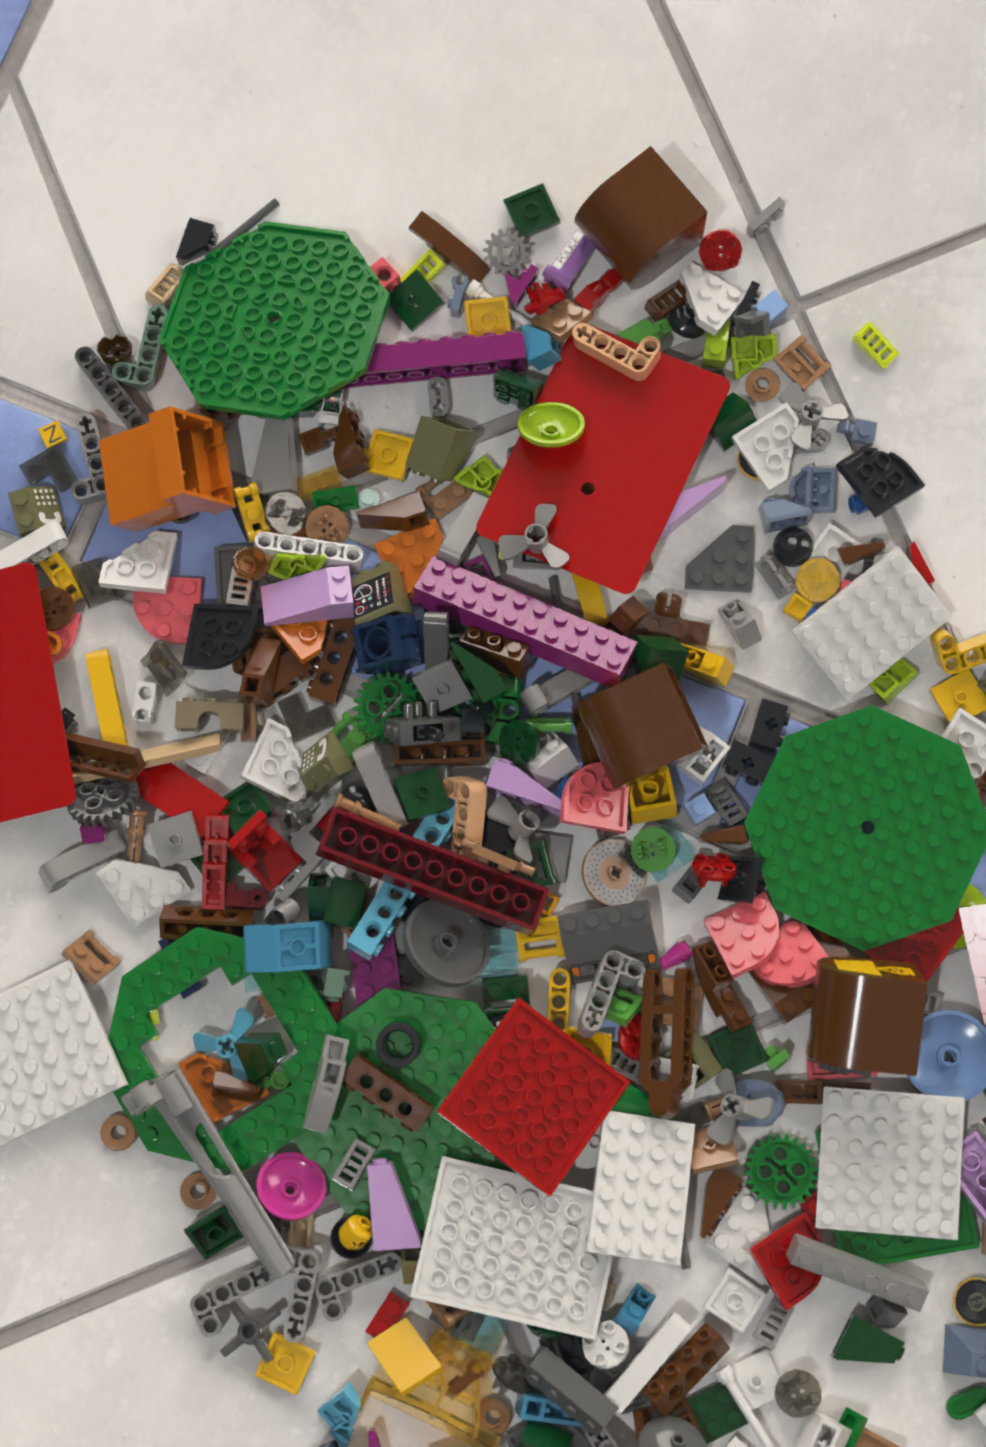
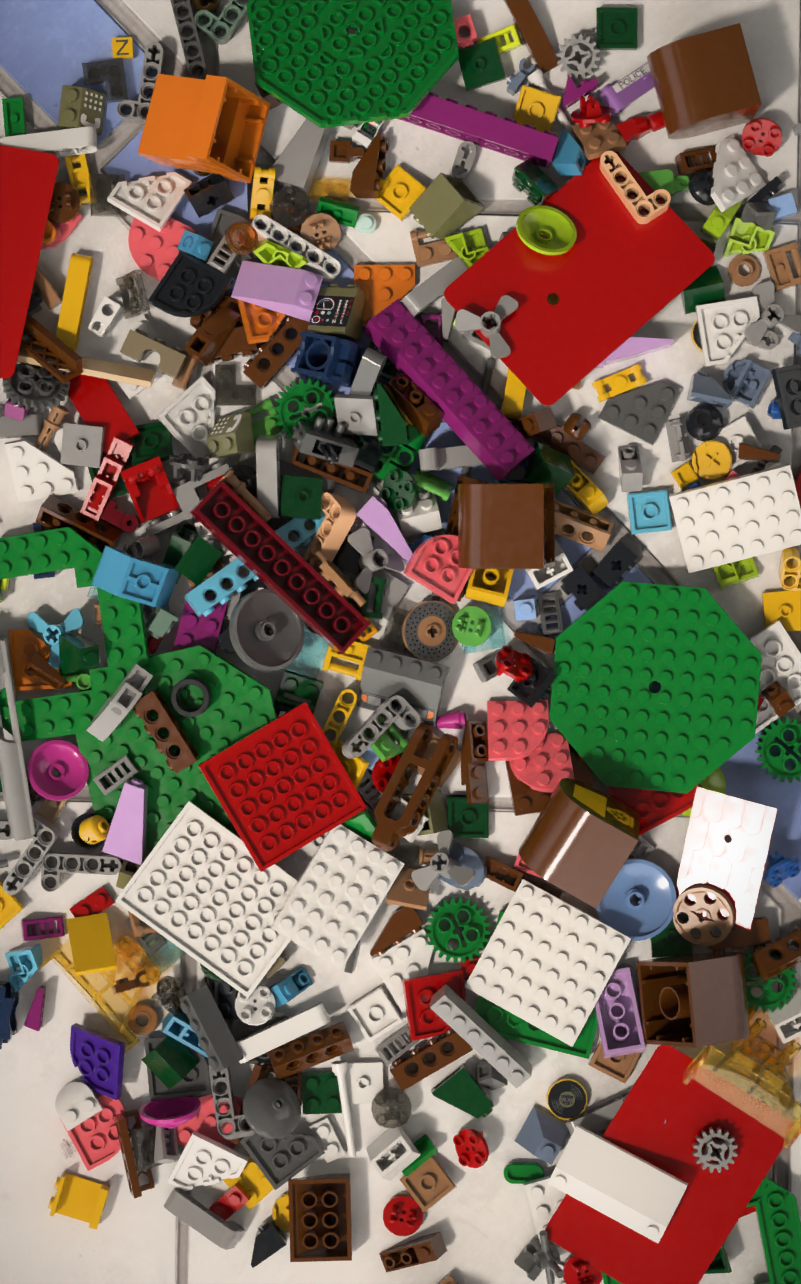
camera: 20 degrees right, 10 degrees up
(75, 702) = (46, 290): none -> medium nougat slope
(199, 537) = (208, 194): none -> black brick
(206, 591) = (195, 245): none -> dark azure brick
(327, 1375) = (24, 928): none -> magenta slope
(398, 514) = (385, 248): reddish brown slope -> none
(576, 893) = (393, 632): none -> clear smoke plate
(690, 545) = (619, 382): none -> yellow plate
(717, 700) = (582, 526): none -> medium nougat brick
(777, 1059) = (495, 839): bright green tile -> none
(779, 658) = (649, 512): none -> medium azure plate
(827, 1315) = (425, 1068): none -> reddish brown brick
(893, 1399) = (471, 1148): none -> red plate

